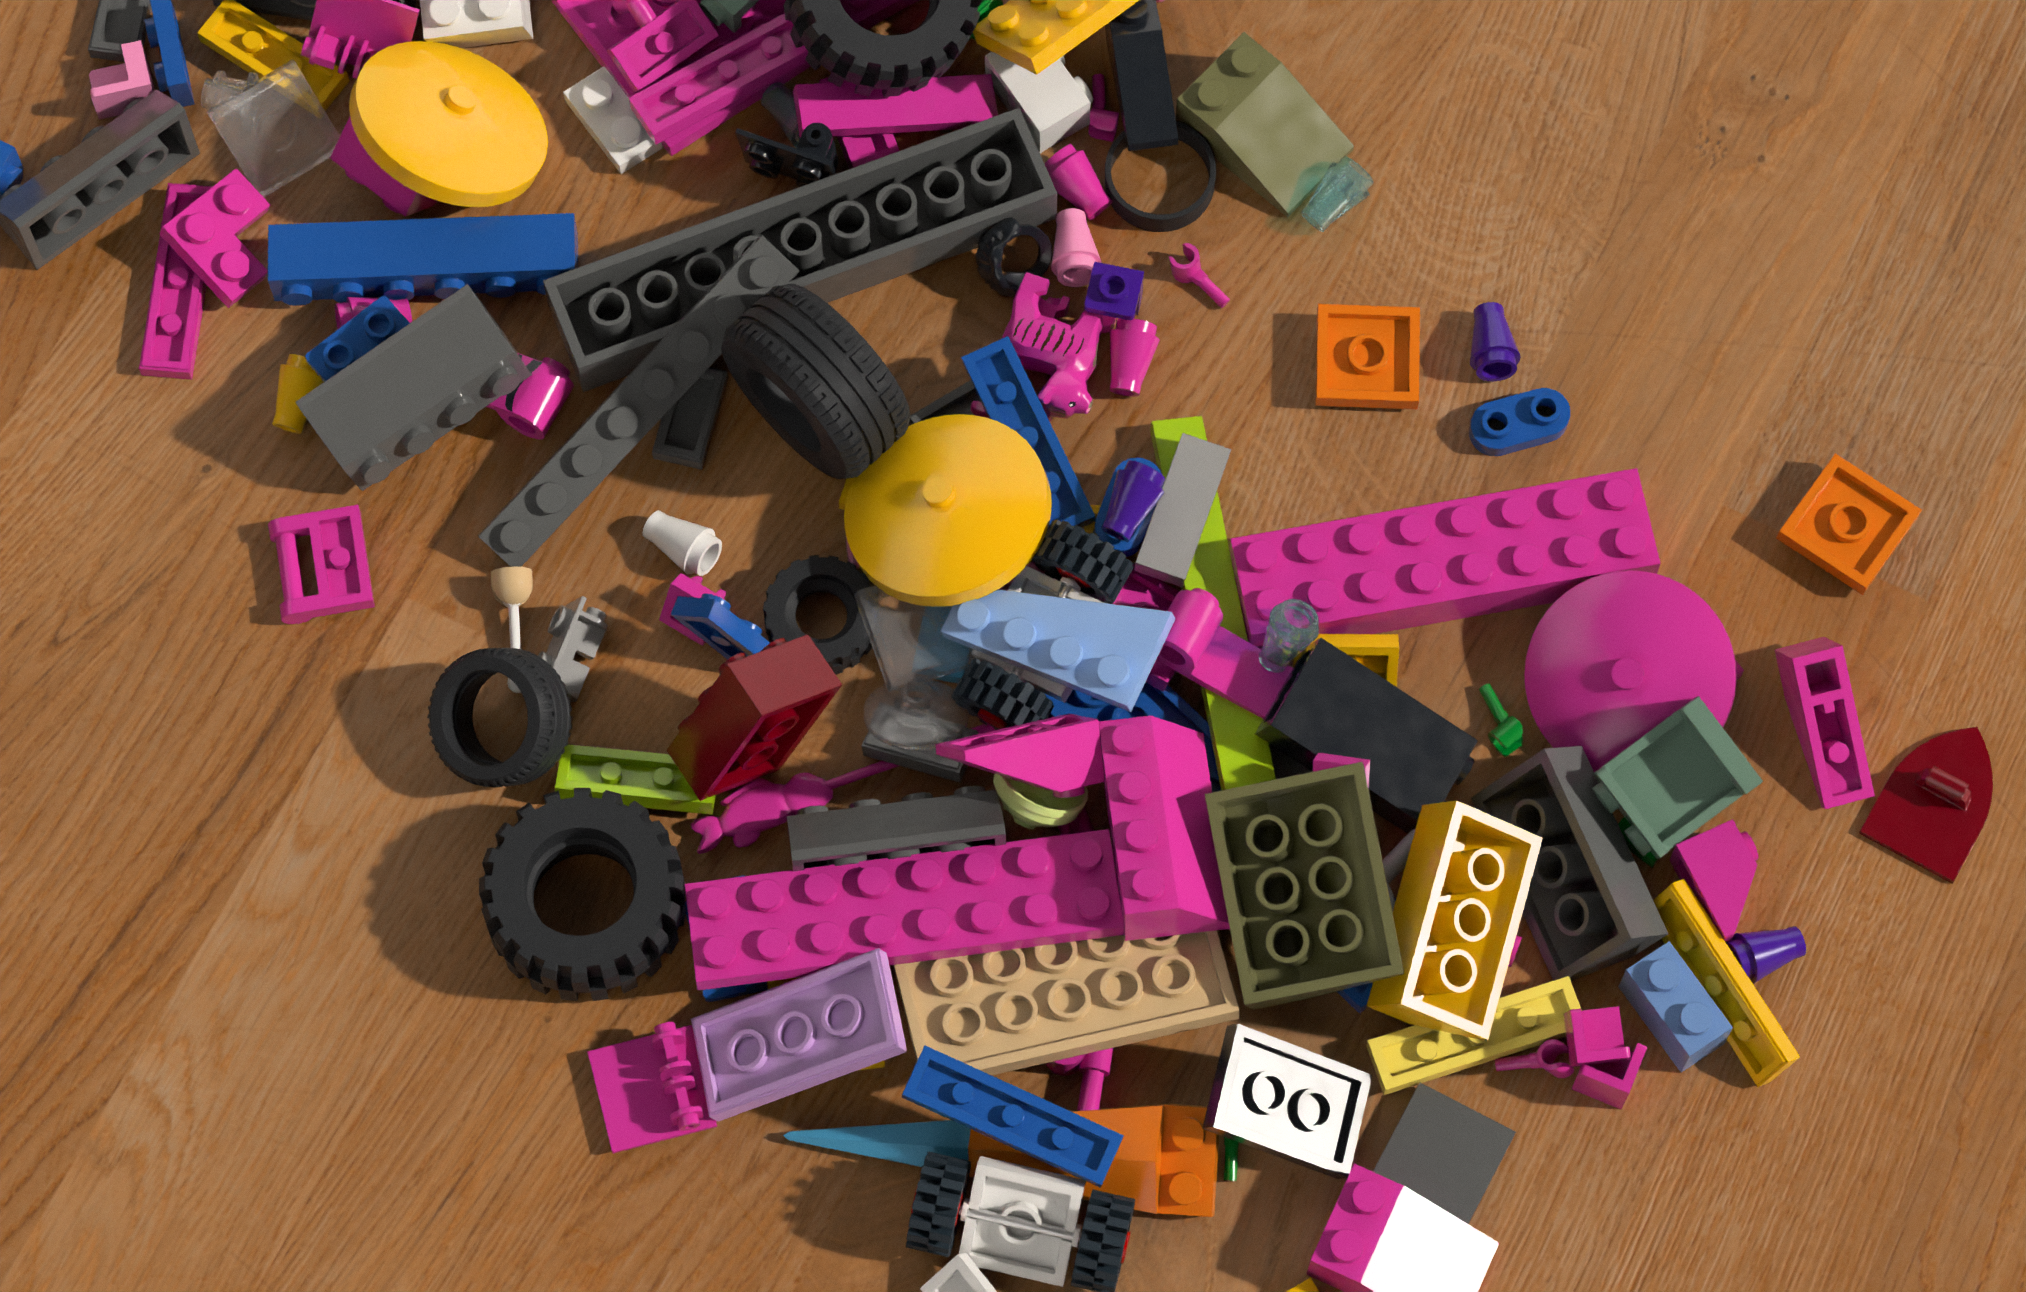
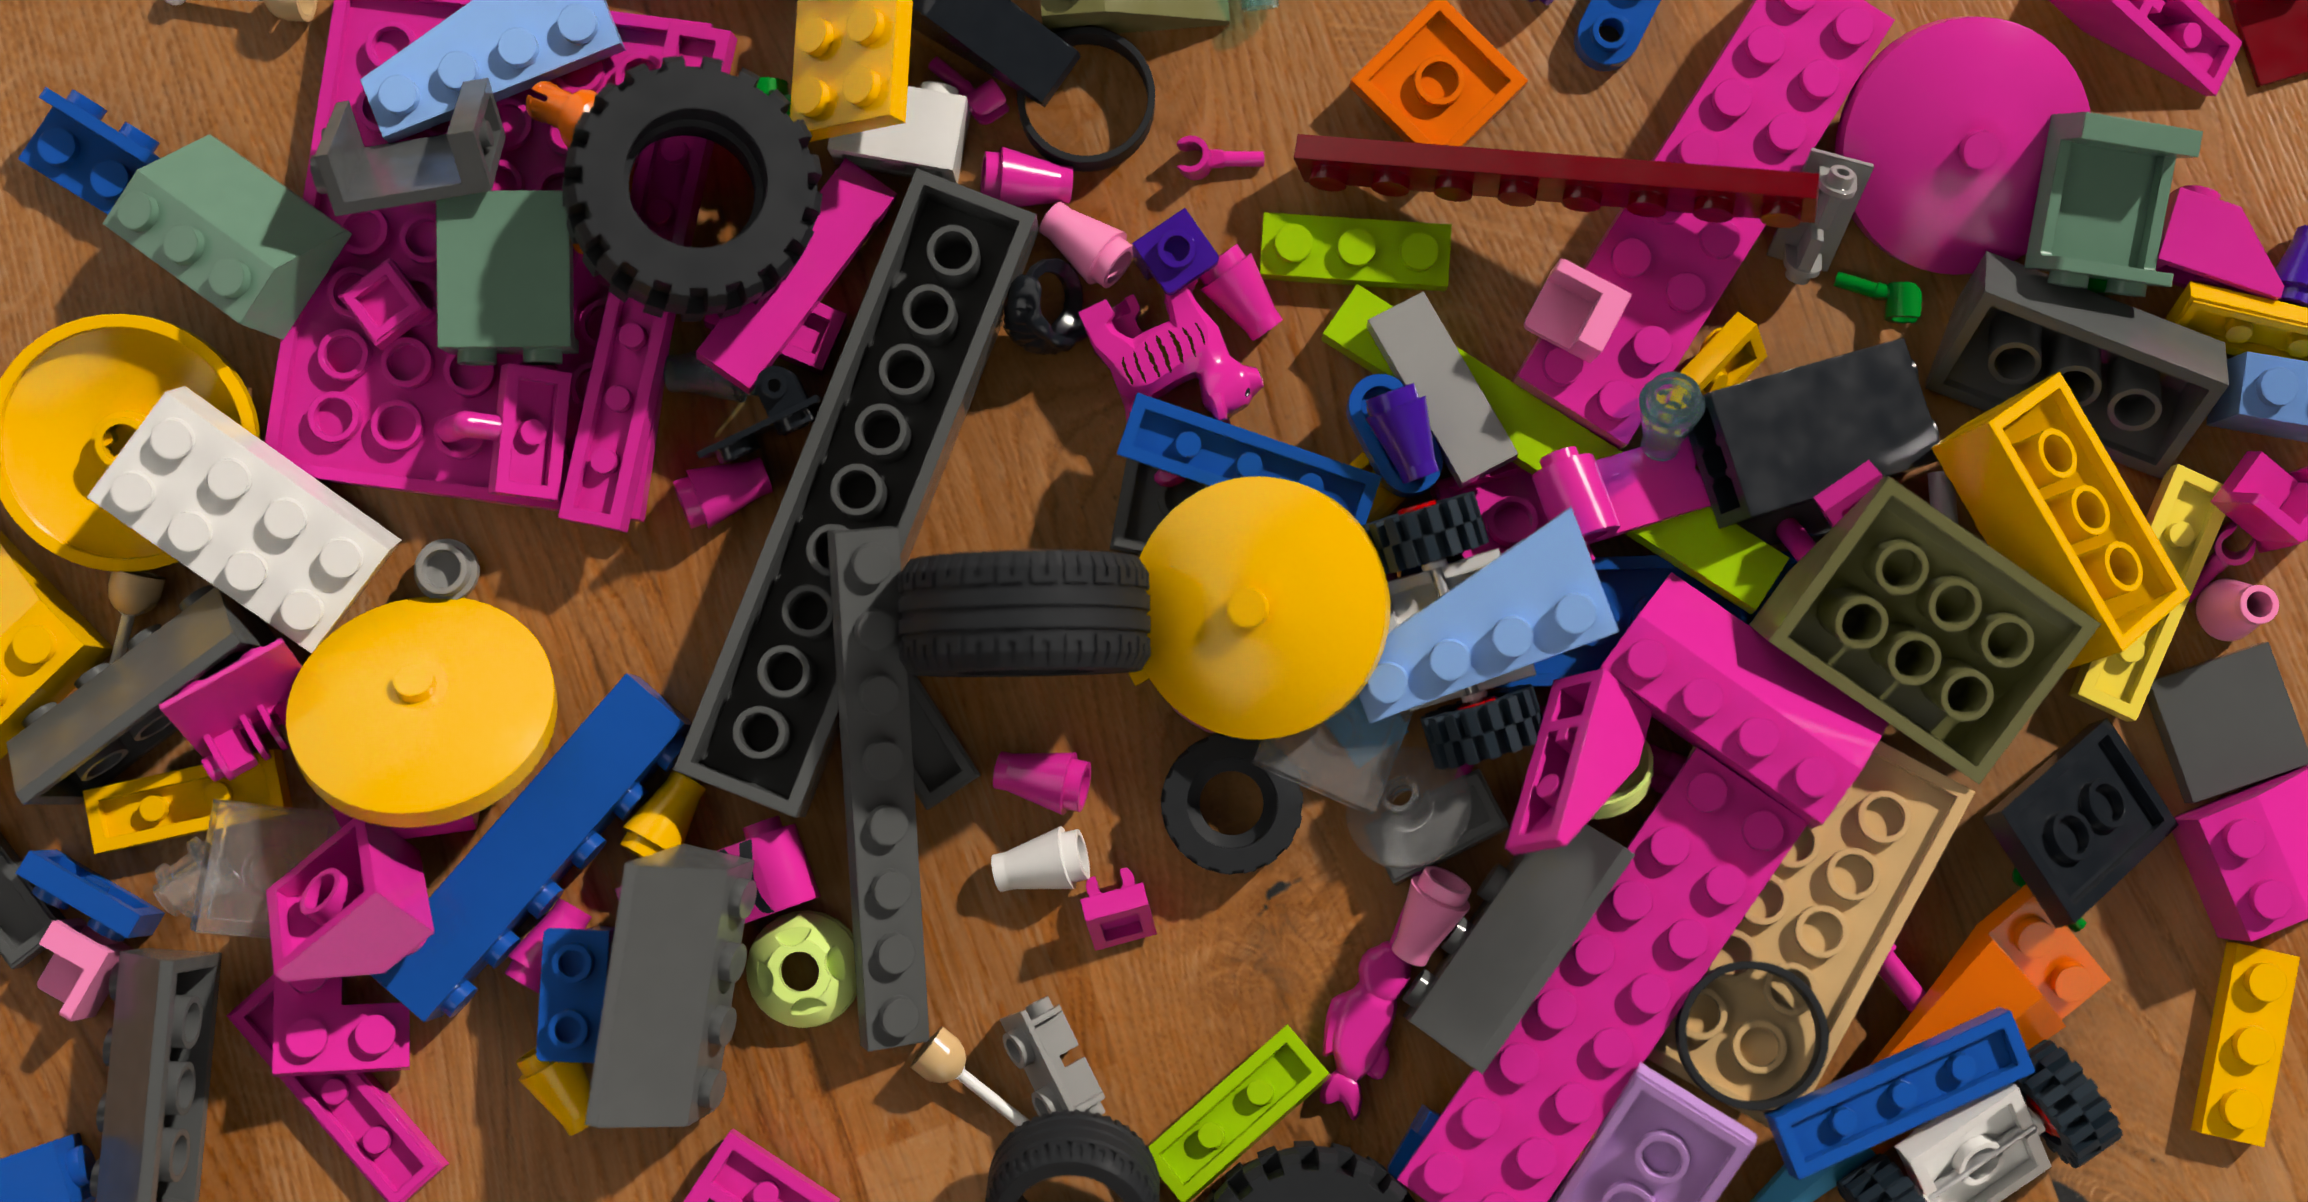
camera: 50 degrees left, 15 degrees up
(302, 179) = (349, 906): none -> dark pink slope
(483, 491) = (828, 944): none -> yellowish green piece
(515, 312) = (664, 817): none -> yellow cone
(539, 75) = (446, 569): none -> light grey plate
(609, 120) = (544, 543): white plate -> none
(718, 626) = (1177, 913): blue plate -> none
(729, 178) = (720, 490): none -> dark pink cone
(736, 502) = (1046, 779): none -> dark pink cone
(753, 715) = (1302, 975): dark red brick -> none
(867, 777) = (1430, 913): none -> bright pink cone
(956, 953) = (1821, 1036): none -> black tyre
(1221, 401) = (1355, 251): none -> lime plate
(1296, 528) = (1576, 310): none -> bright pink panel
(1371, 458) = (1576, 181): none -> dark red plate
(1504, 631) = (1813, 245): none -> light grey hinge
(1510, 1101) = (2234, 608): none -> bright pink cone

